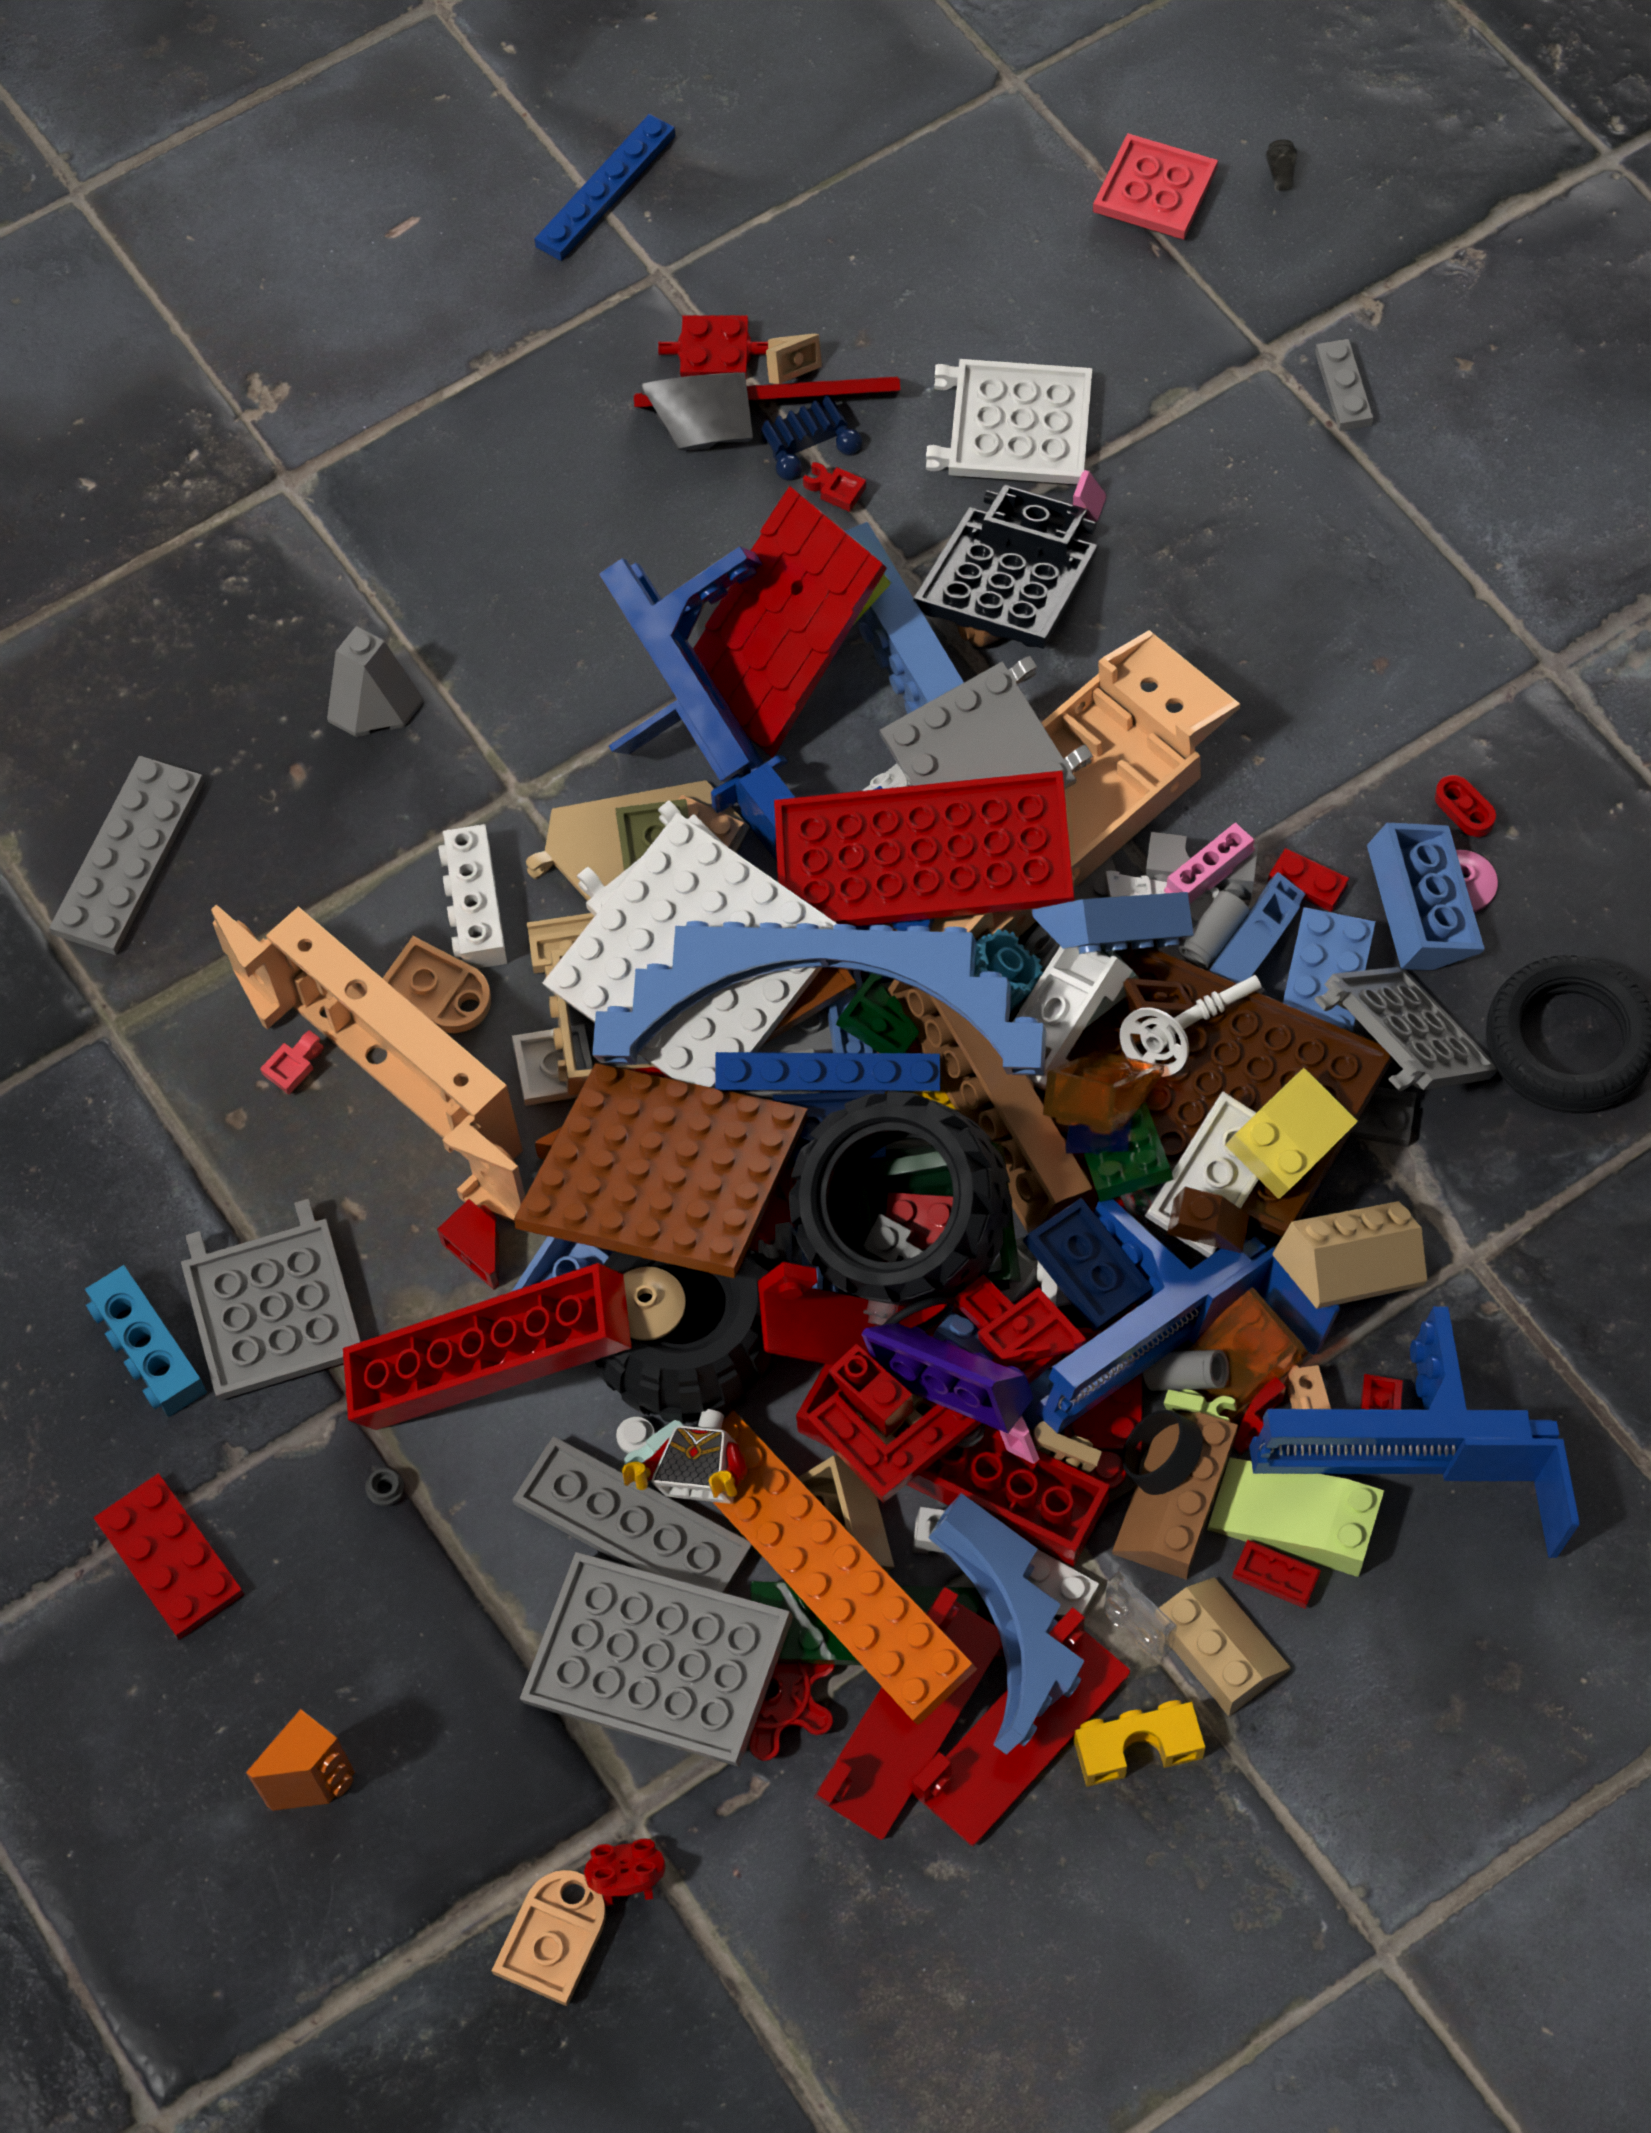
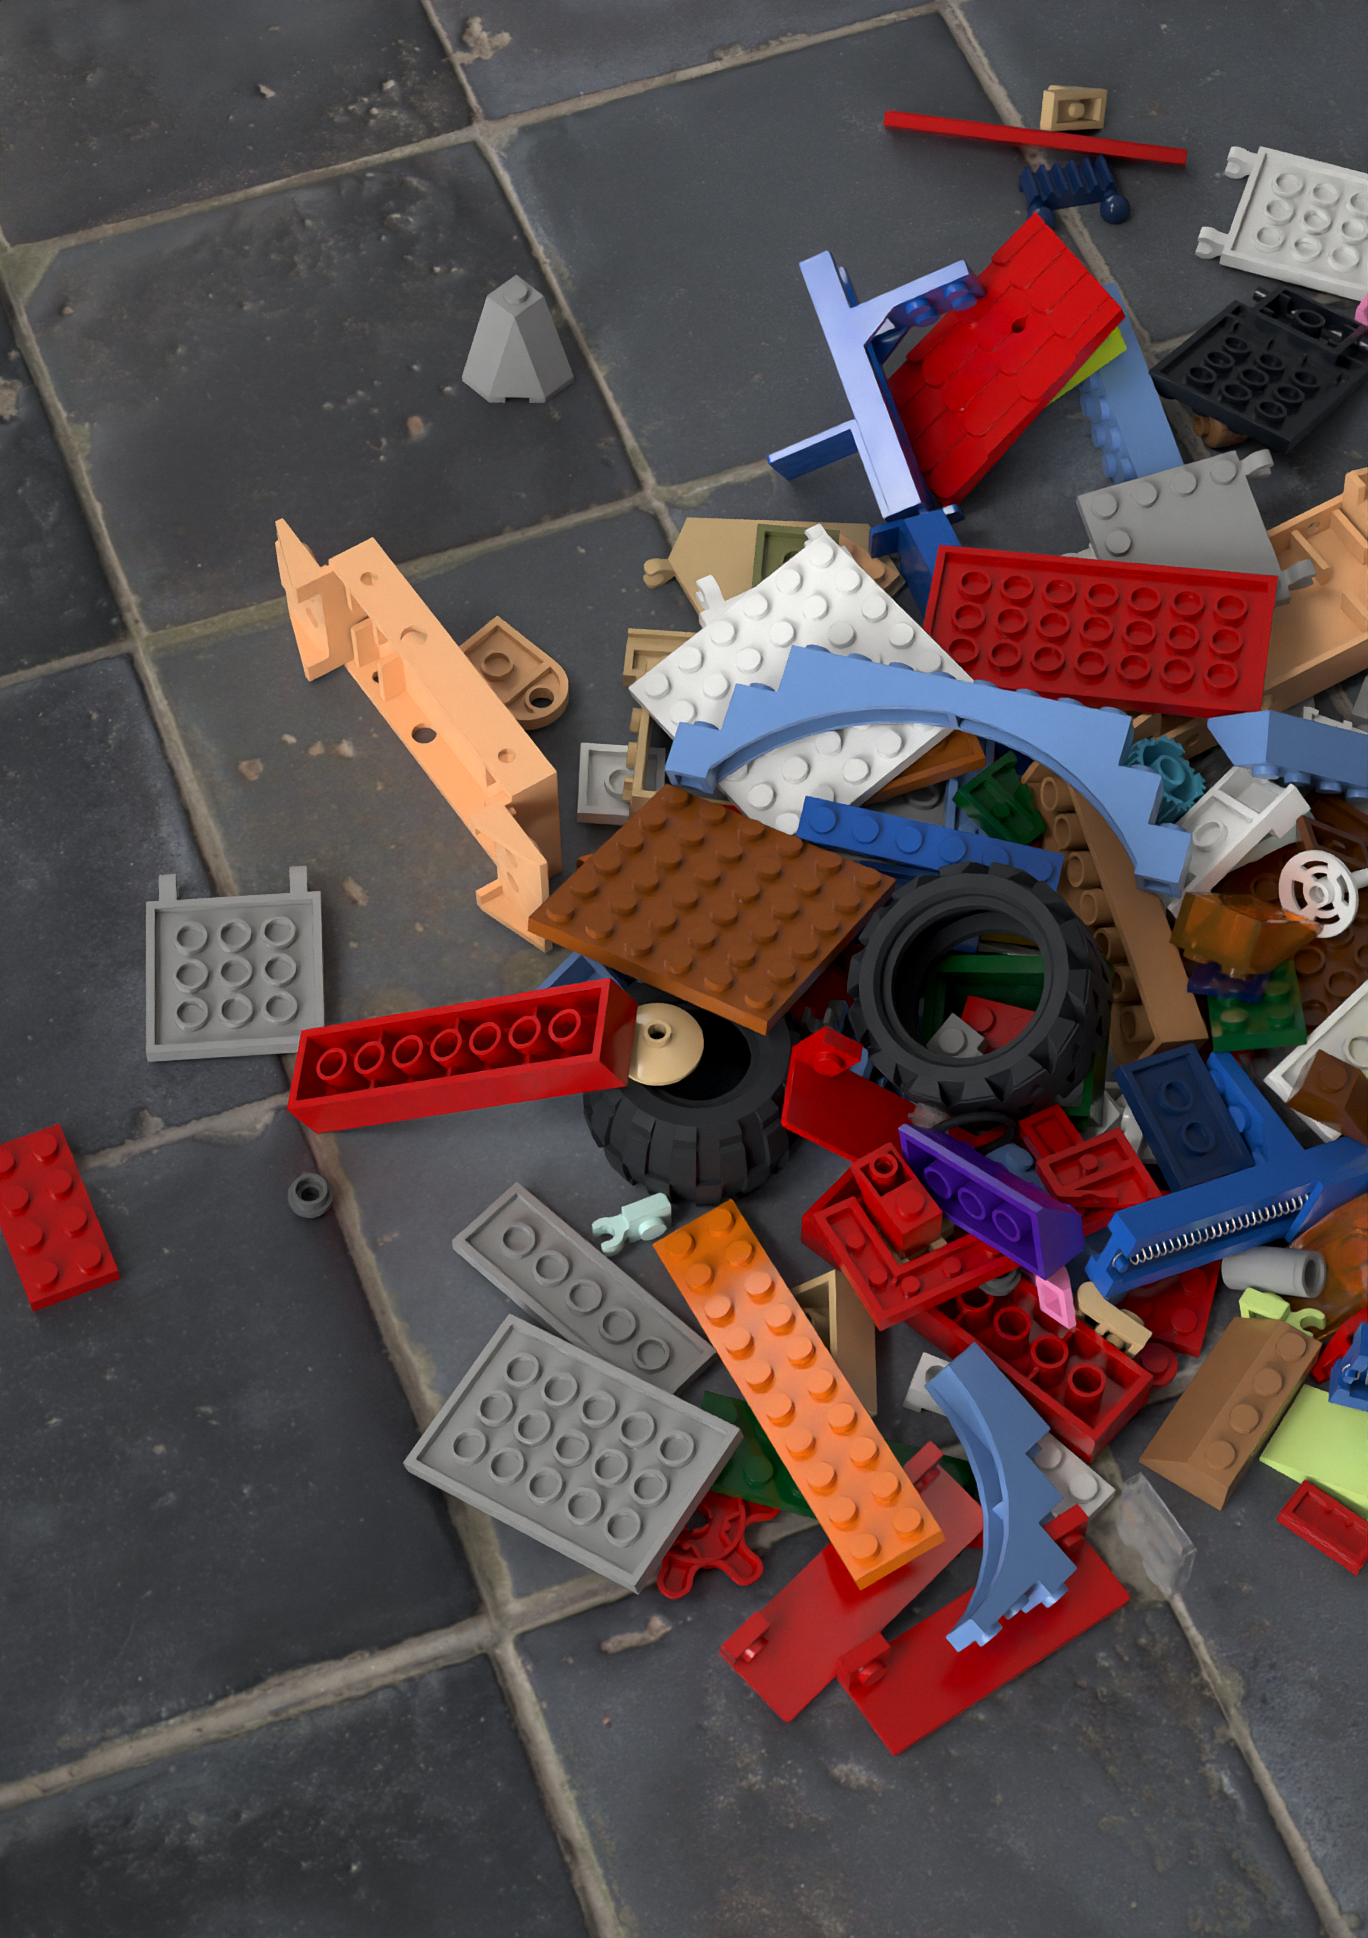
camera: 10 degrees right, 5 degrees down
(120, 1293) = (100, 1036): dark azure brick -> none
(127, 855) = (204, 471): light grey plate -> none
(291, 1065) = (325, 723): coral plate -> none
(301, 1766) = (130, 1475): orange slope -> none
(474, 897) = (576, 589): white brick -> none
(474, 1240) = (480, 949): red slope -> none
(552, 1938) = (371, 1742): light nougat plate -> none
(624, 1869) = (475, 1683): red plate -> none
(633, 1433) = (608, 1199): white plate -> none
(693, 1463) = (669, 1243): torso -> none
(702, 409) = (958, 139): flat silver slope -> none
(713, 345) = (986, 85): red plate -> none
(838, 488) = (1093, 250): red plate -> none
(1169, 1729) = (1160, 1673): yellow arch -> none
(1179, 1463) = (1237, 1372): black tyre -> none
(1222, 1645) = (1247, 1594): tan slope -> none

